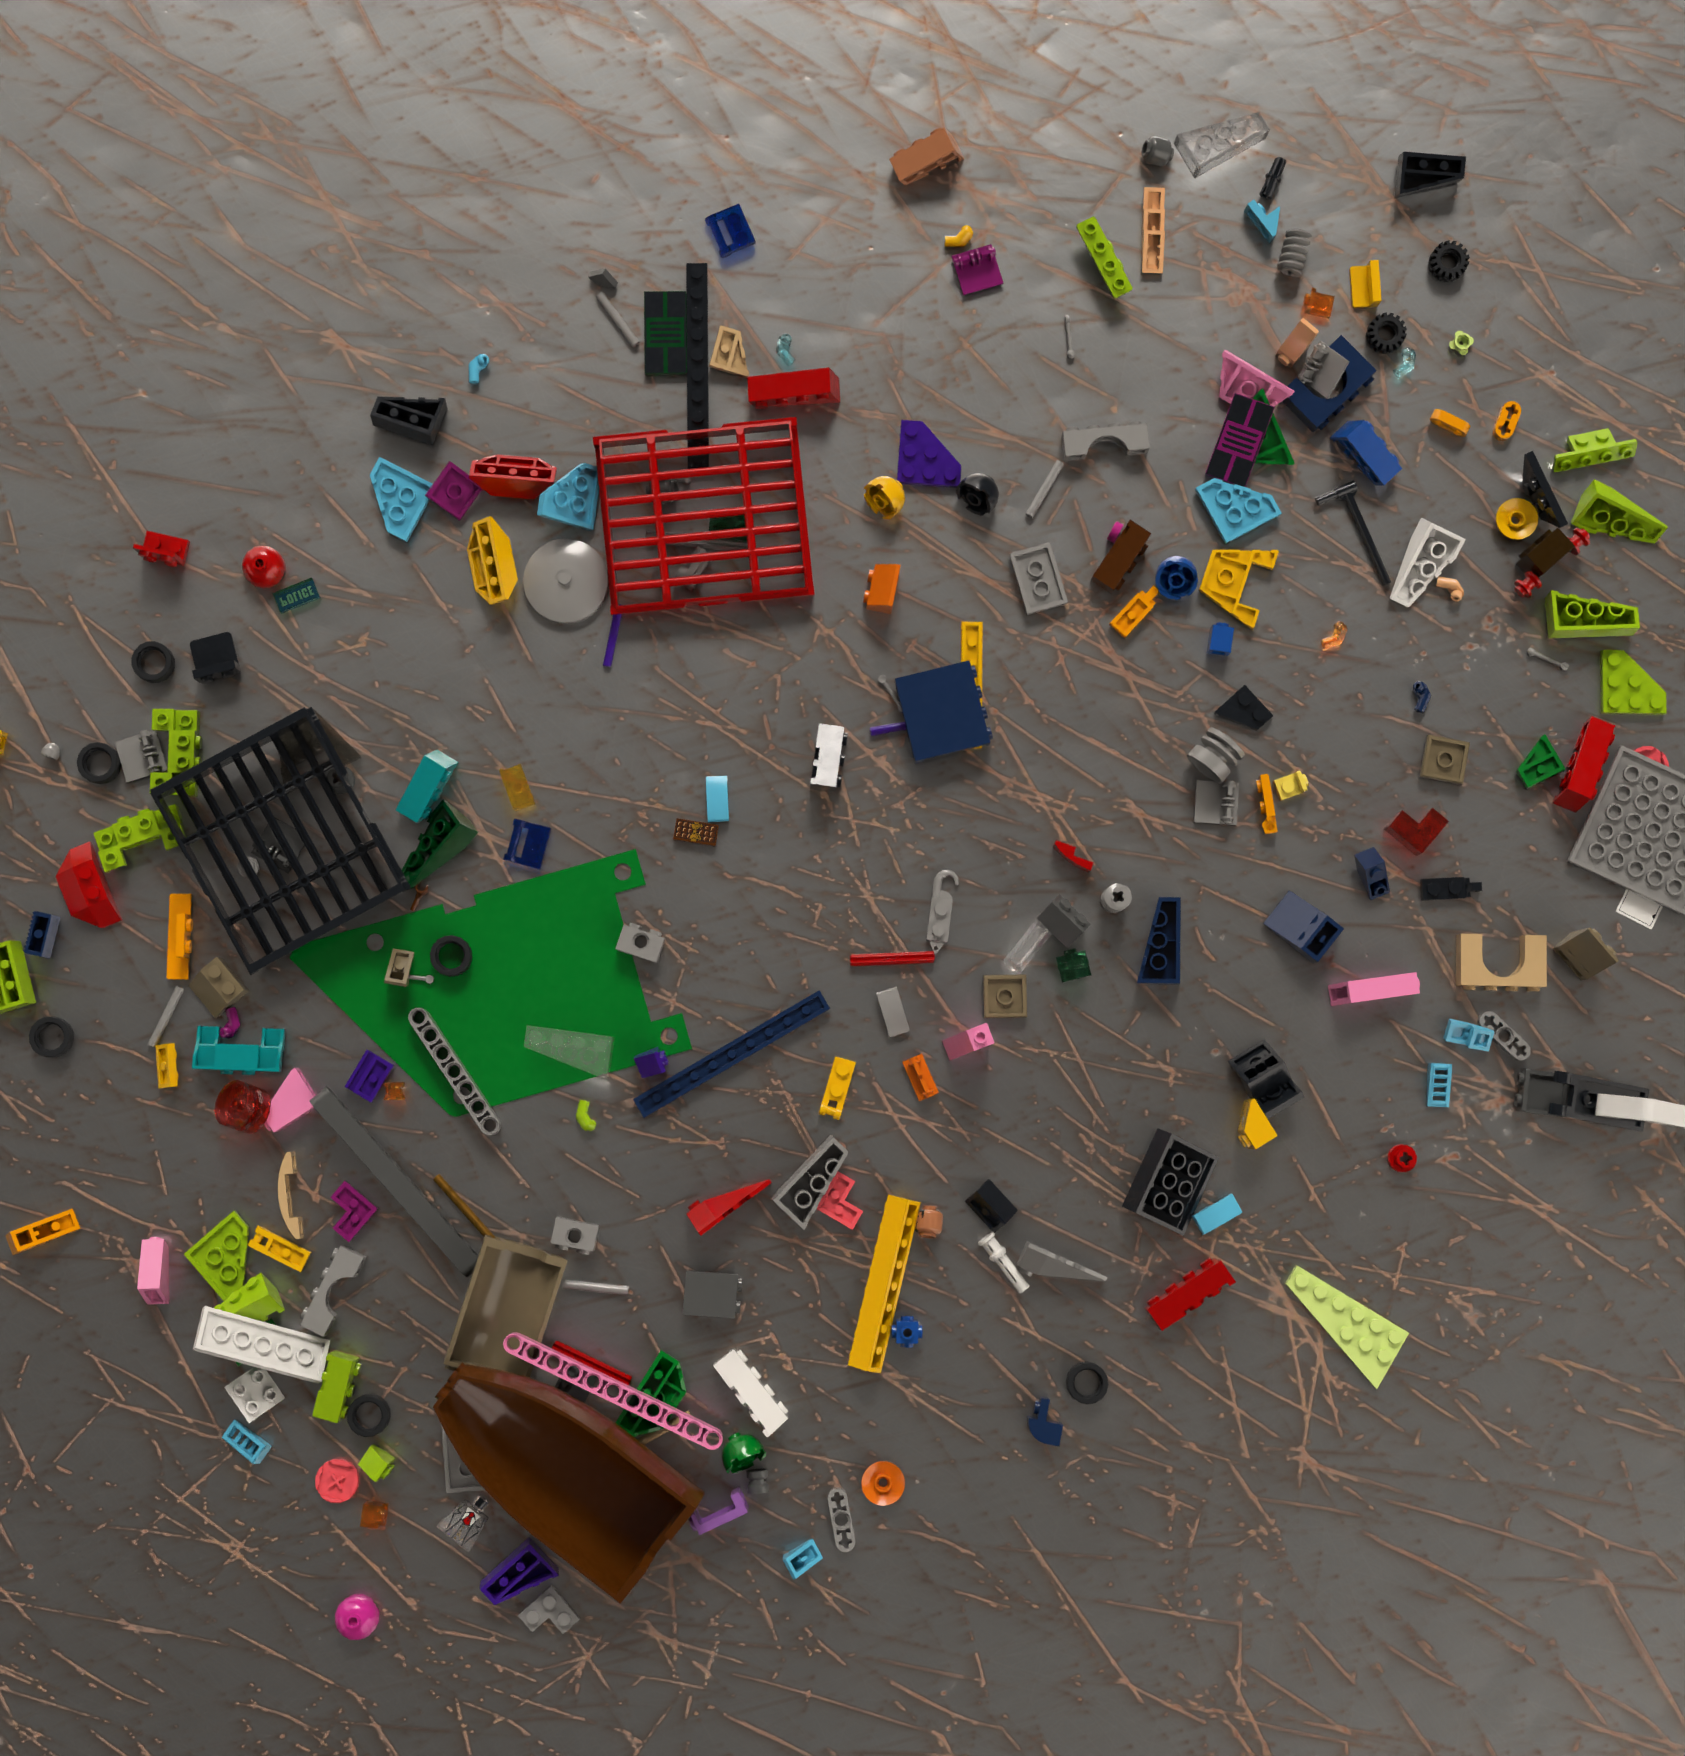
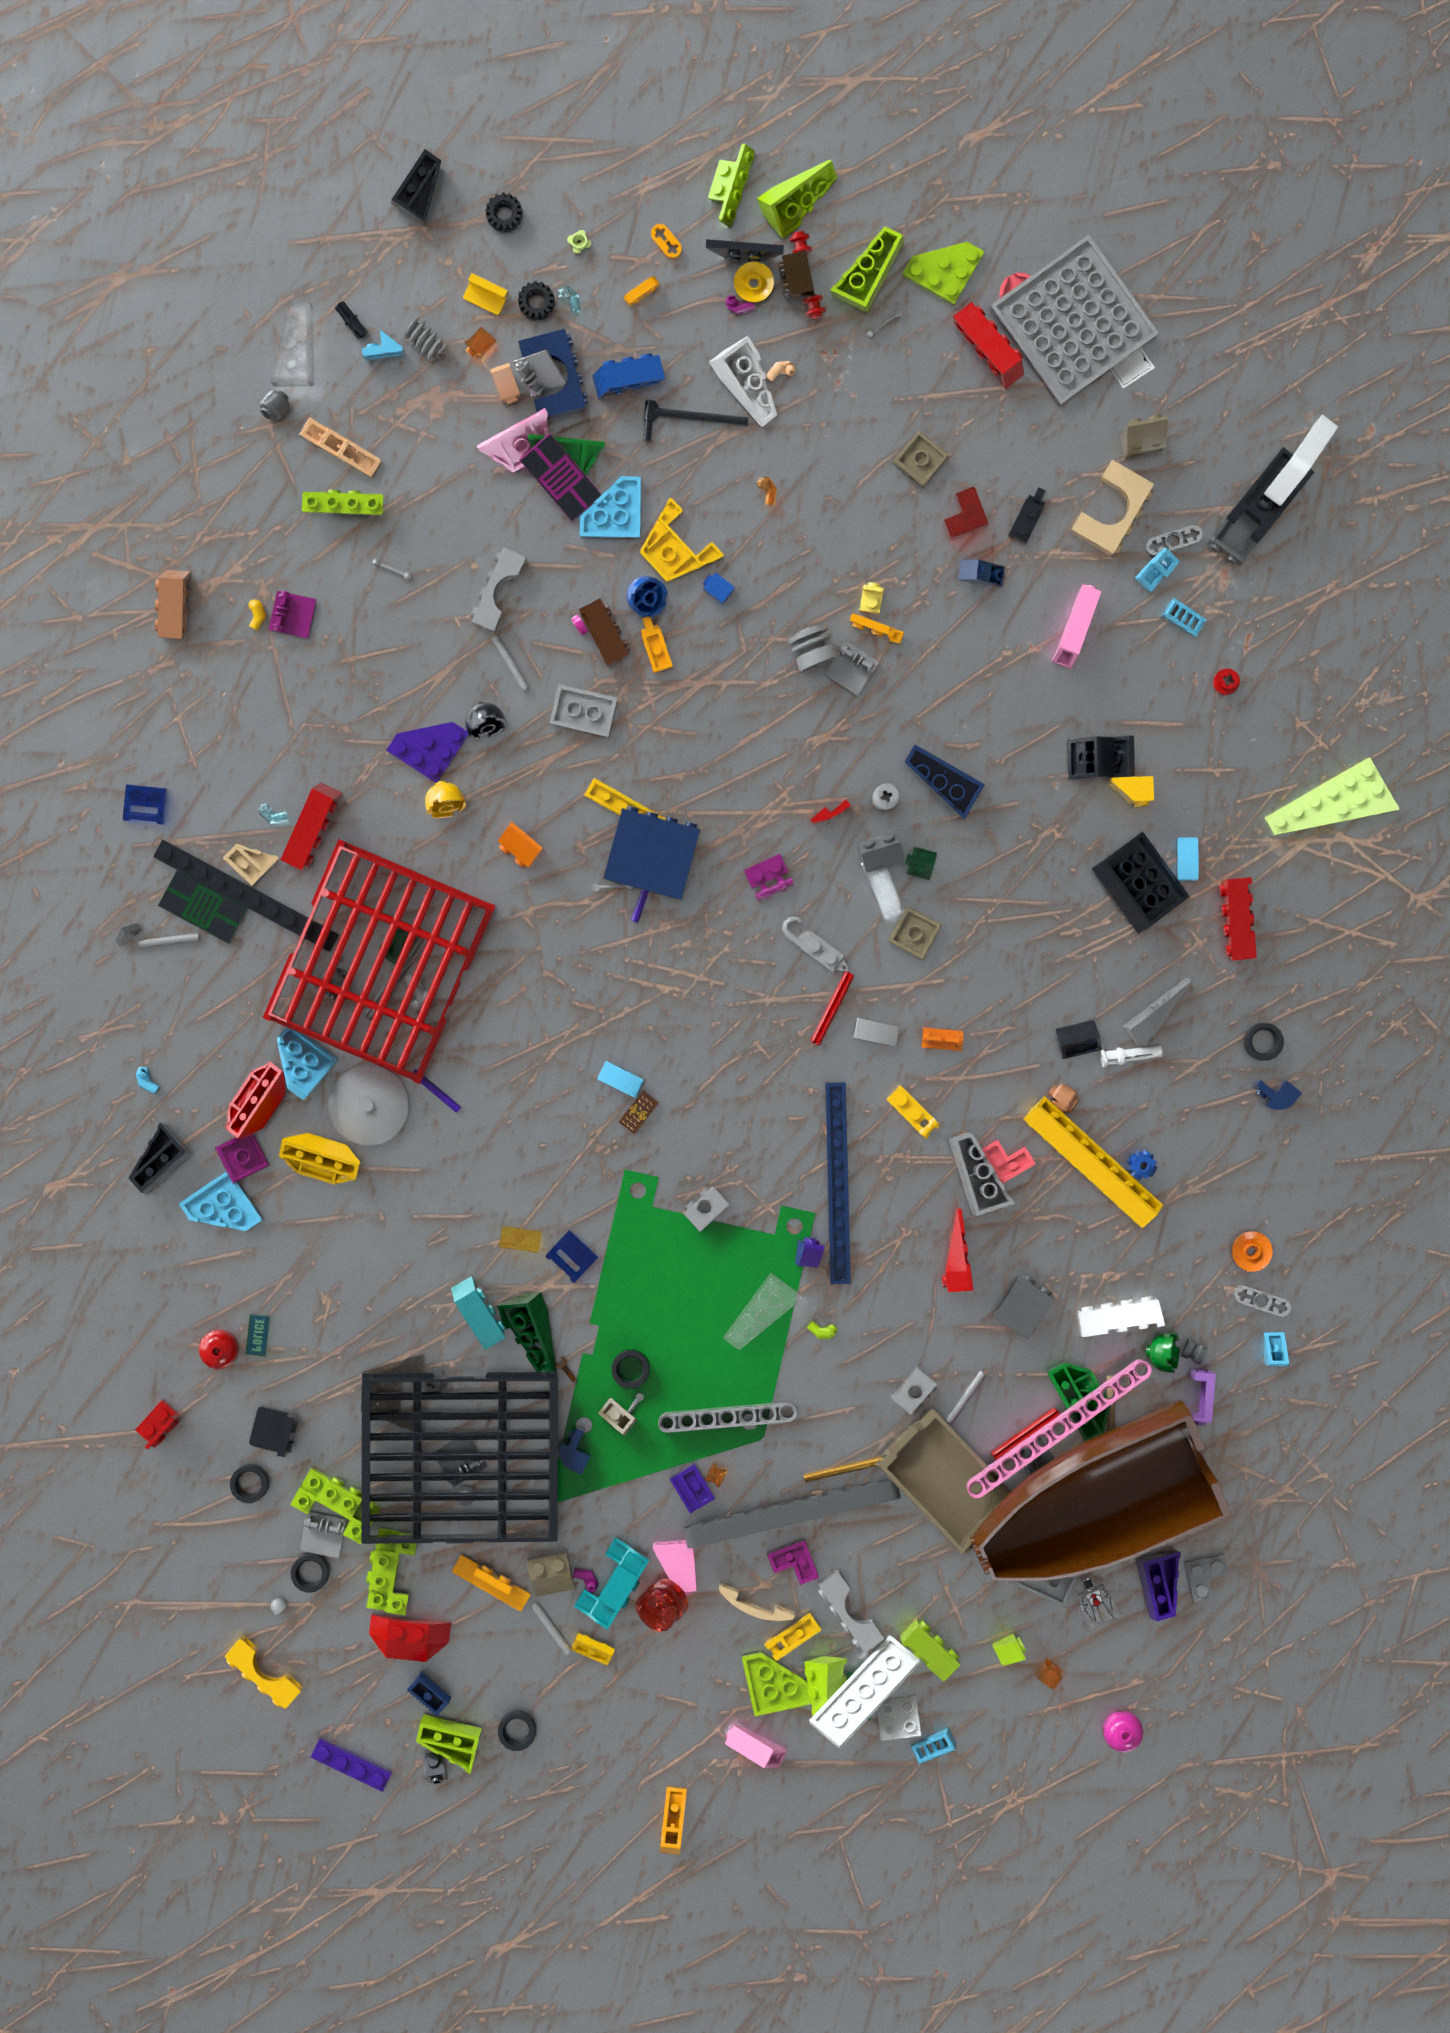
camera: 55 degrees left, 5 degrees up
(337, 1480) = (1005, 1689): coral tile -> none
(339, 945) = (570, 1455): none -> dark blue brick
(368, 1432) = (967, 1620): black tyre -> none
(828, 758) = (637, 969): wedge -> none
(968, 1041) = (936, 985): bright pink slope -> none
(984, 827) = (766, 871): none -> magenta plate
(1245, 709) = (787, 600): black wing -> none
(1303, 927) = (993, 655): dark blue slope -> none
(1423, 696) = (858, 445): dark blue arm -> none
(1485, 517) = (737, 306): none -> magenta arm
(1540, 764) = (968, 381): green wing -> none

